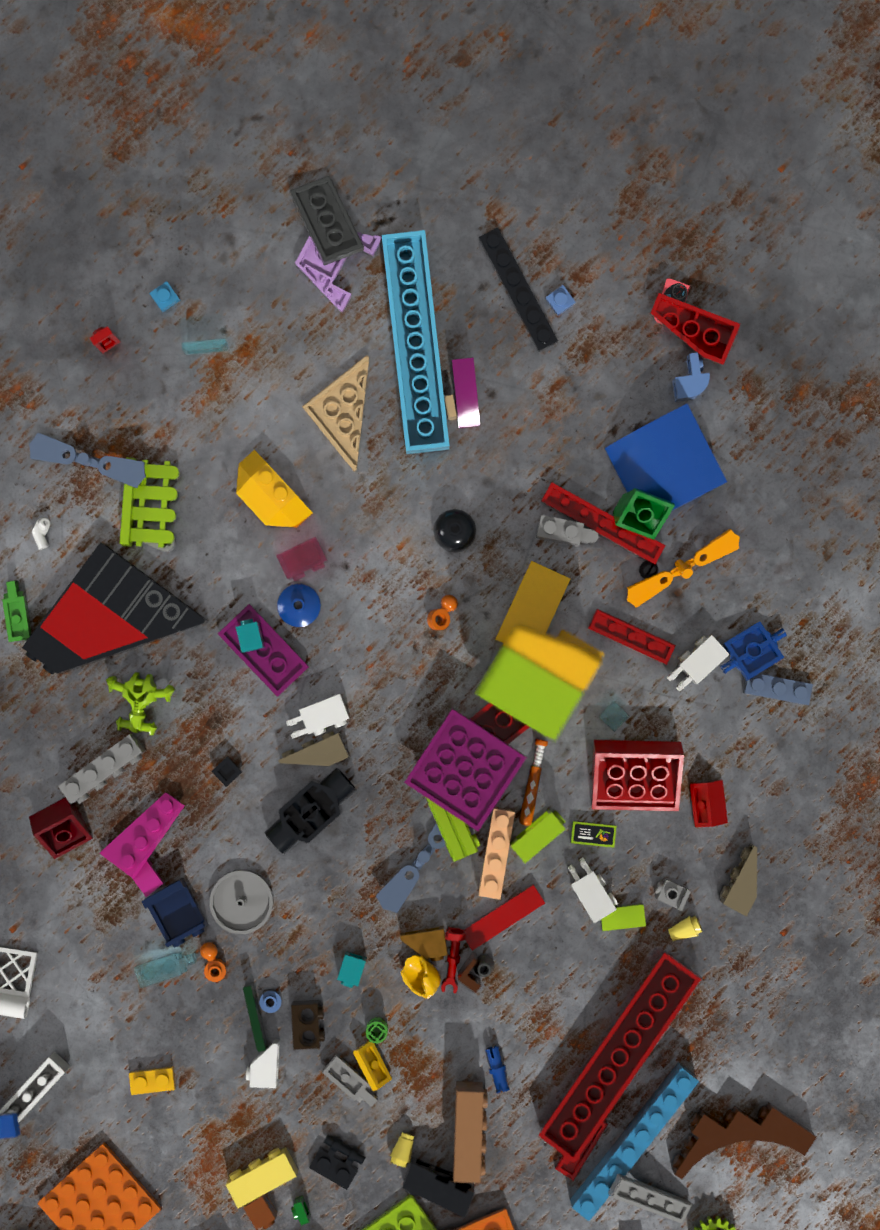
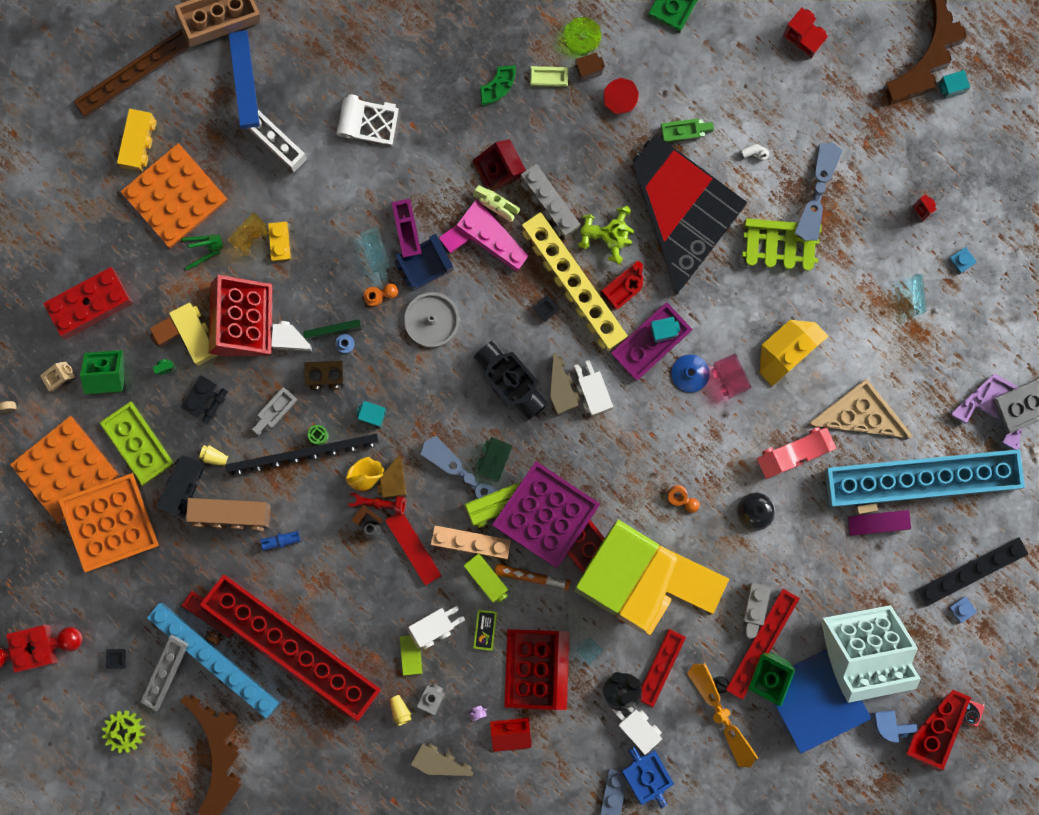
camera: 85 degrees right, 5 degrees down
(104, 831) = (496, 203): none -> yellowish green hinge
(129, 780) = (539, 224): none -> light yellow brick
(134, 934) = (406, 228): none -> magenta slope
(147, 1125) = (250, 229): none -> clear yellow brick
(155, 1158) = (213, 243): none -> green plant
(205, 689) = (618, 291): none -> red piece
(242, 1125) = (240, 317): none -> red slope
(372, 1065) = (287, 431): yellow plate -> none
(390, 489) = (792, 455): none -> coral brick
(401, 828) = (494, 459): none -> clear green brick
(402, 1056) = (294, 457): none -> black plate
(607, 1141) = (214, 636): none -> reddish brown plate
(613, 403) = (870, 653): none -> light aqua slope
(670, 676) = (626, 700): none -> black plate
(686, 841) = (477, 713): none -> lavender plate

